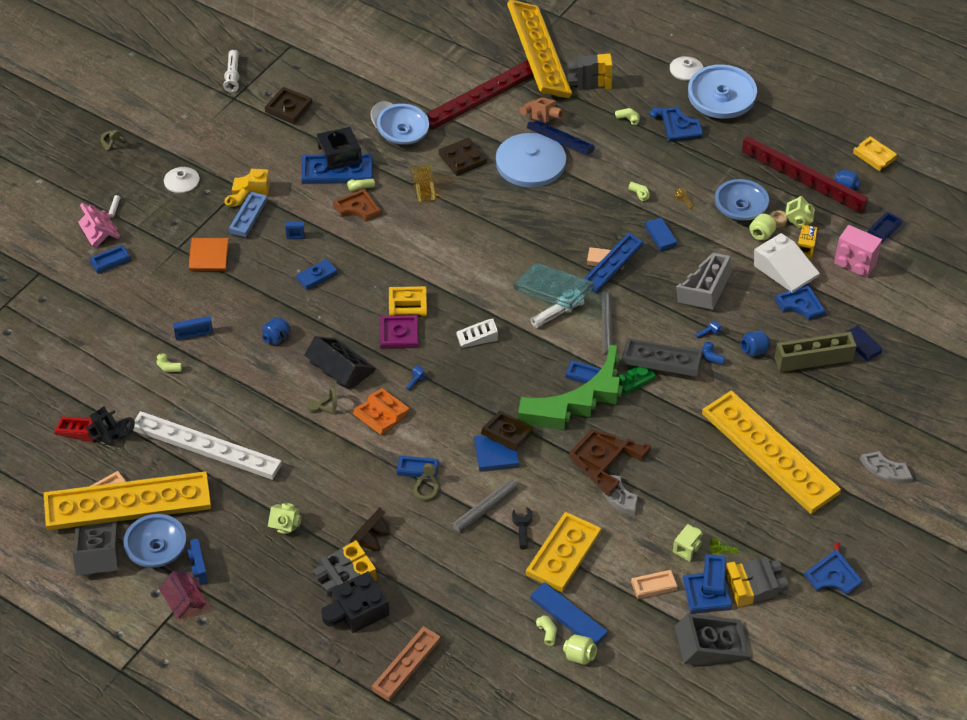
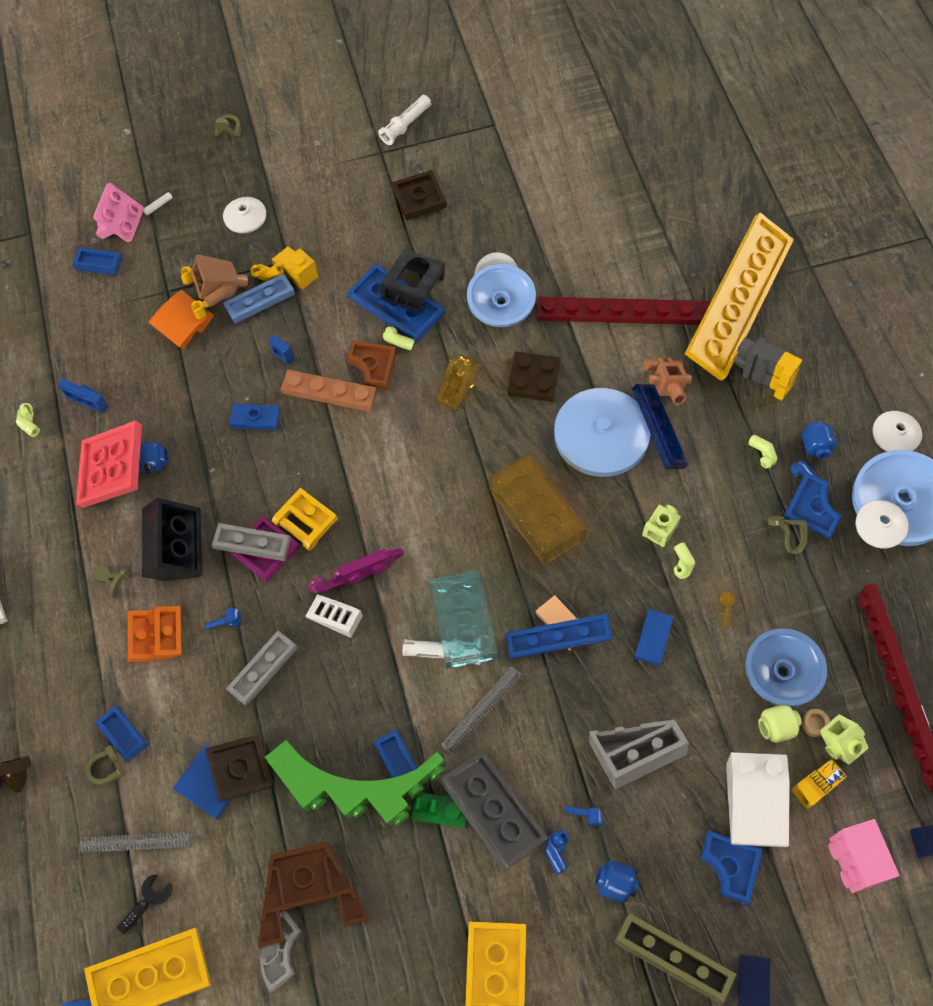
camera: 45 degrees right, 15 degrees up
(208, 216) = (214, 282): none -> medium nougat torso
(258, 345) = (109, 464): none -> coral plate
(347, 235) = (329, 390): none -> nougat plate
(390, 329) = (251, 542): none -> light grey tile
(464, 385) = (262, 668): none -> light grey tile
(467, 305) = (357, 570): none -> magenta plate
(536, 213) = (537, 508): none -> clear yellow brick
(611, 176) = (659, 531): none -> yellowish green brick
(651, 93) = (819, 440): none -> blue head
(678, 138) = (779, 521): none -> olive piece
(724, 108) = (878, 533): none -> white dish

